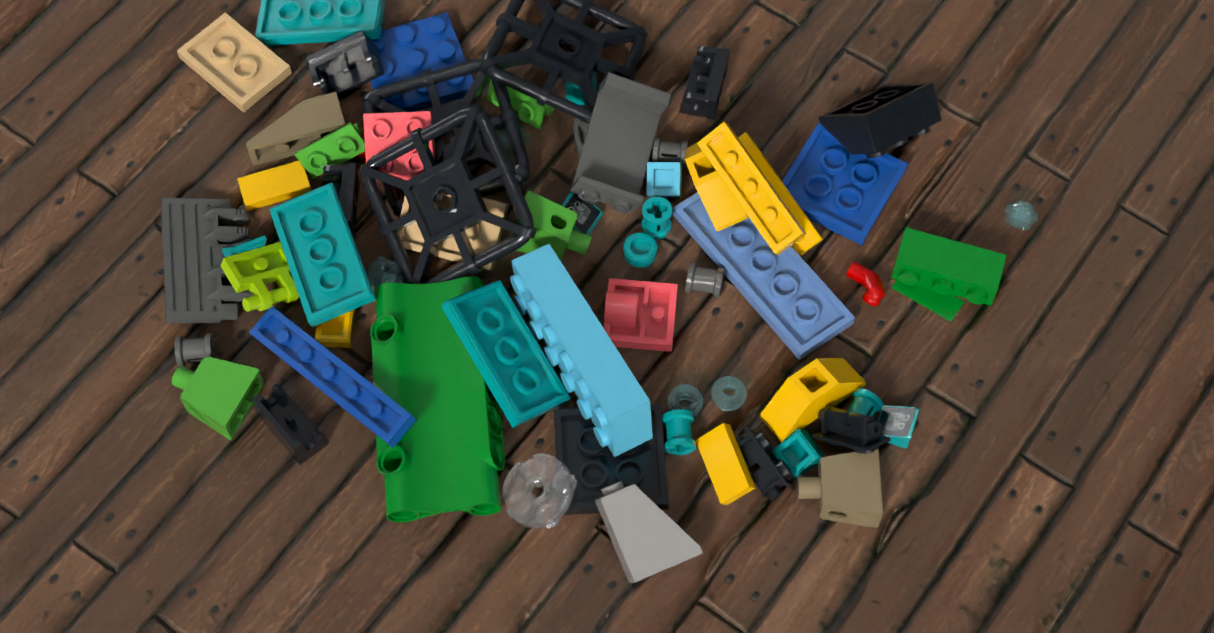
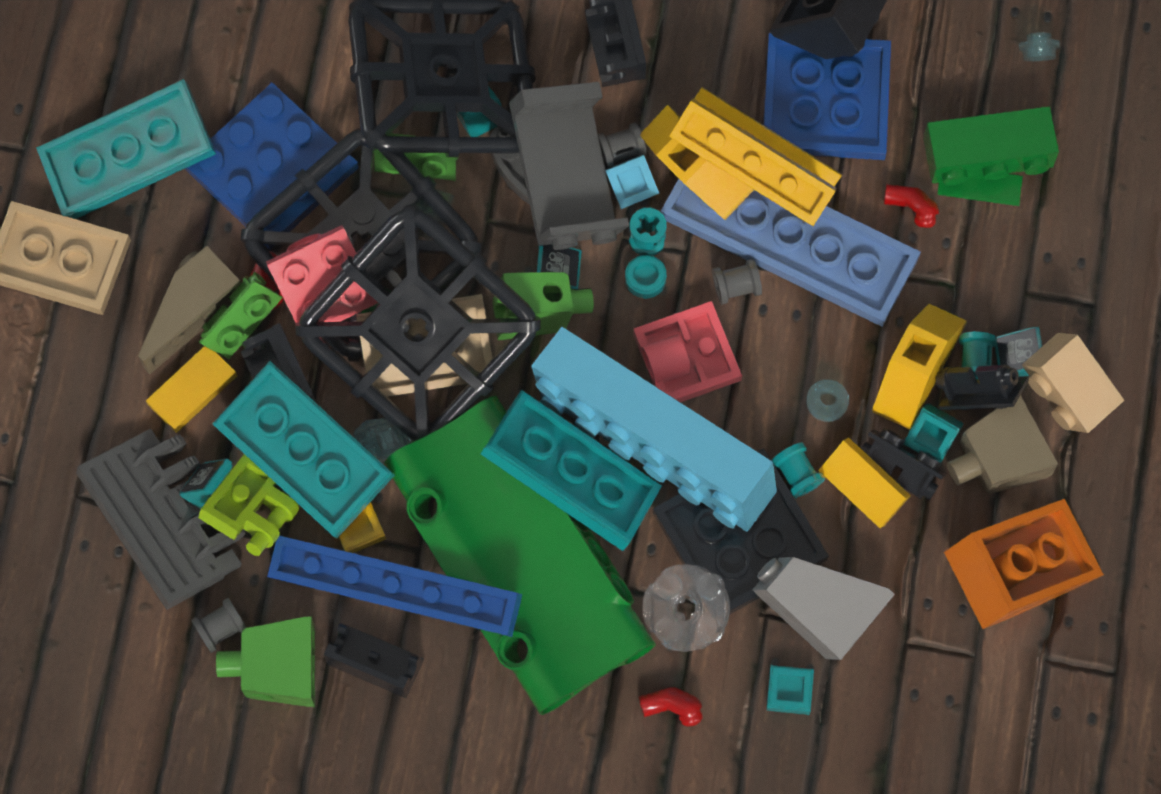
camera: 25 degrees left, 10 degrees up
(345, 64) = (196, 206): black hinge -> none
(495, 559) = (674, 700): none -> red arm
(587, 591) = (790, 689): none -> teal tile
(687, 392) = (784, 419): clear light blue plate -> none
(819, 578) = (1022, 562): none -> orange slope
(924, 460) = (1072, 383): none -> tan brick

